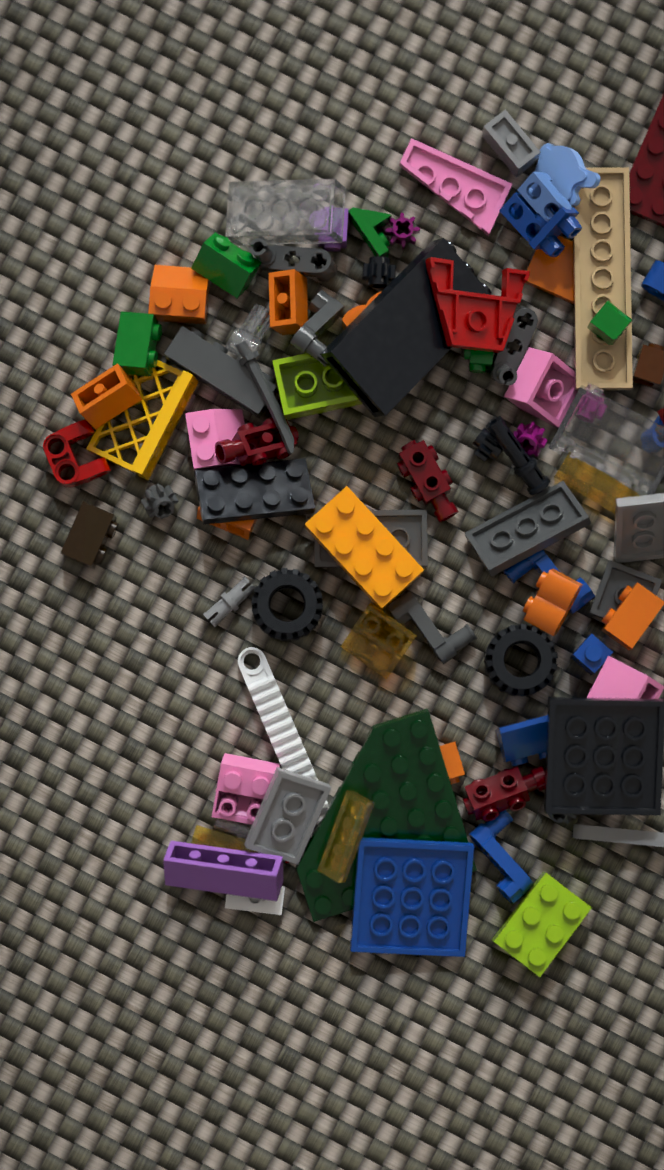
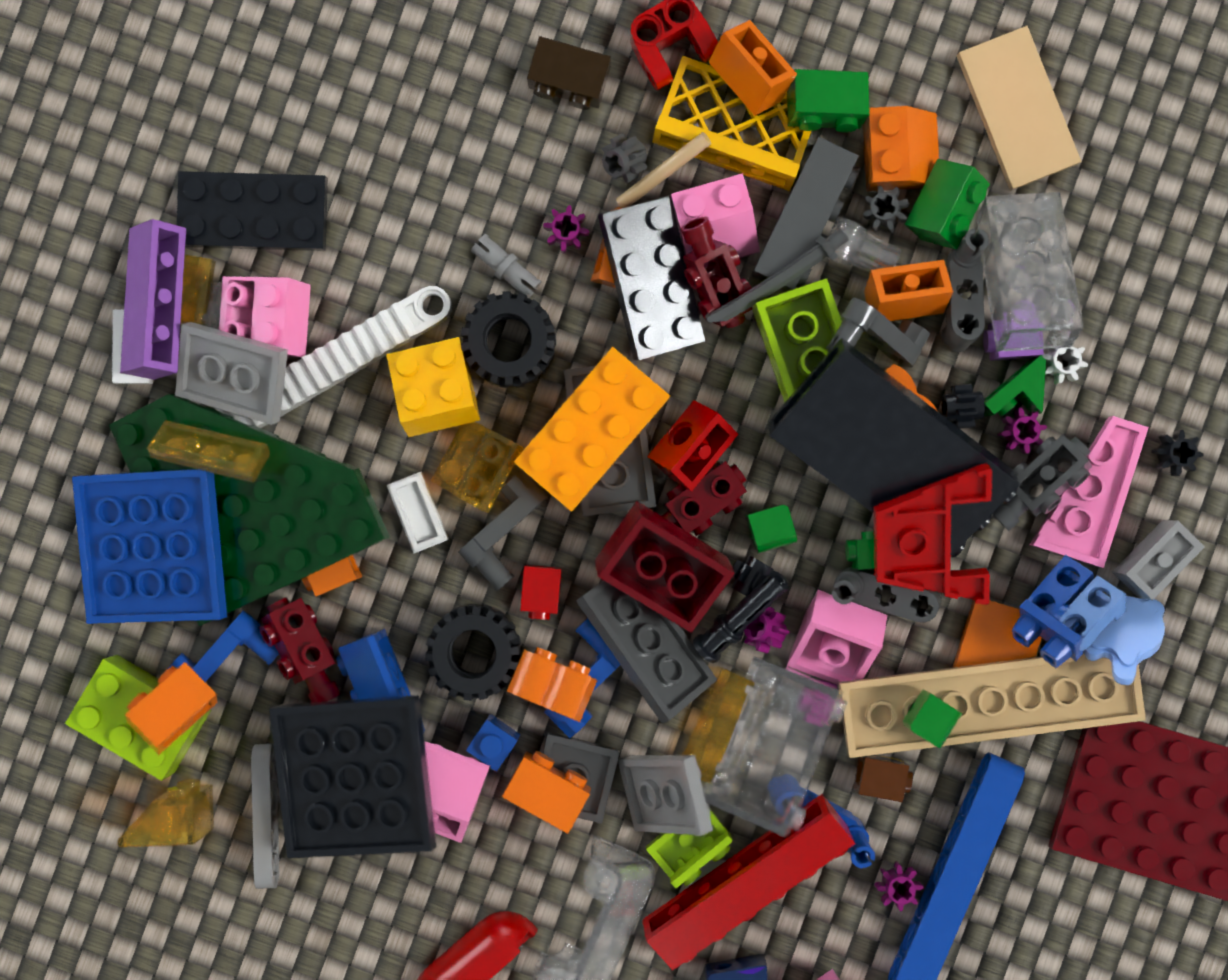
camera: 80 degrees right, 5 degrees up
(159, 203) = (1018, 108): none -> tan tile
(161, 790) = (253, 210): none -> black plate
(174, 473) = (664, 170): none -> tan bar
(204, 545) = (559, 222): none -> magenta gear
(215, 311) = (883, 199): none -> dark grey gear
(316, 665) = (433, 387): none -> yellow brick
(352, 186) = (1055, 367): none -> white gear
(384, 476) = (693, 445): none -> red brick
(409, 692) = (417, 512): none -> white tile
(433, 110) = (1186, 446): none -> black gear
(436, 218) = (1045, 473): none -> dark grey brick
(453, 425) = (771, 528): none -> green piece
(473, 507) = (663, 567): none -> dark red brick
(480, 604) = (541, 591): none -> red brick
(537, 889) = (170, 707): none -> orange brick
(621, 904) = (174, 818): none -> clear yellow slope

